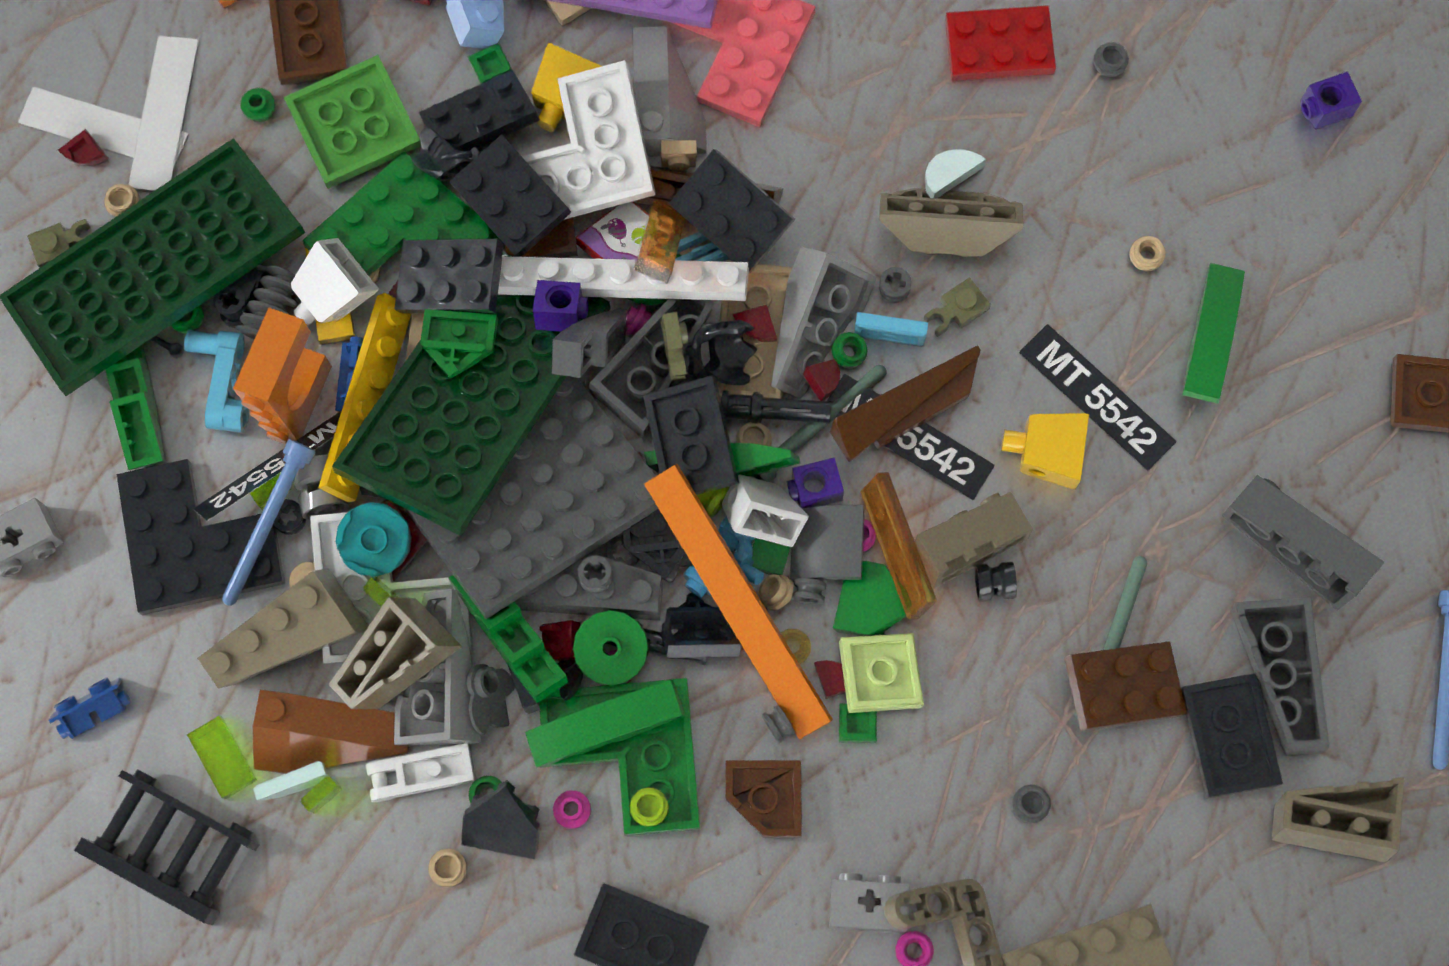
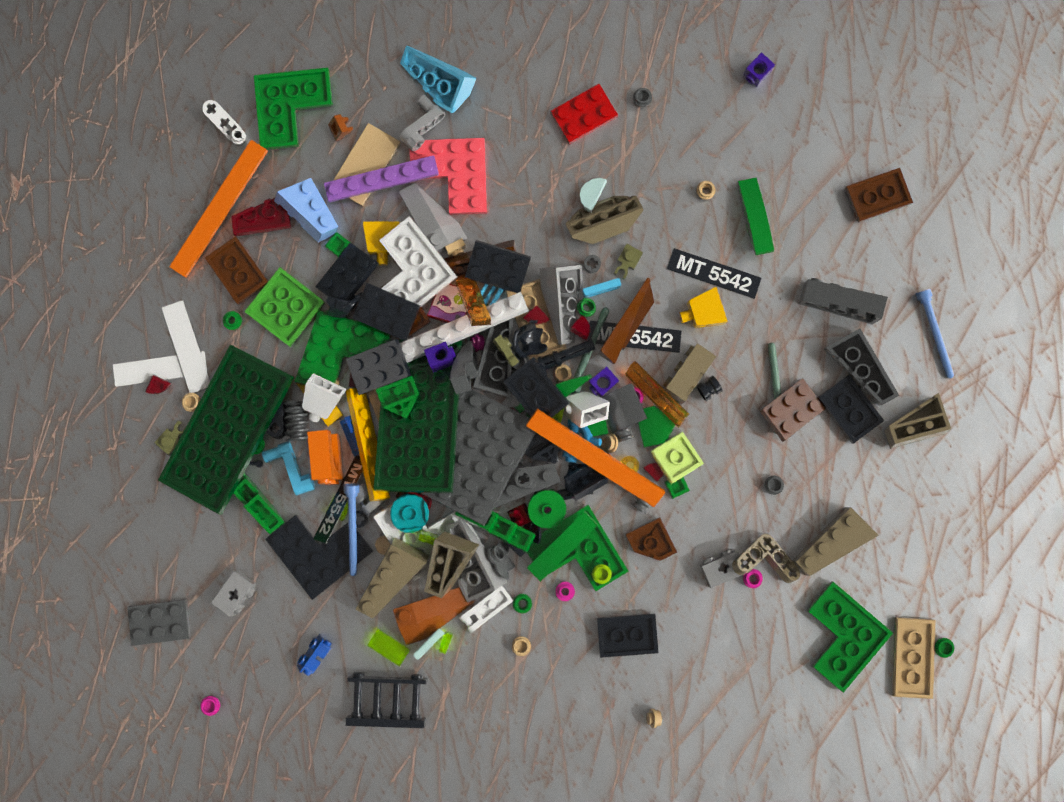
camera: 25 degrees left, 10 degrees up
(501, 823) = (537, 614): black slope -> none

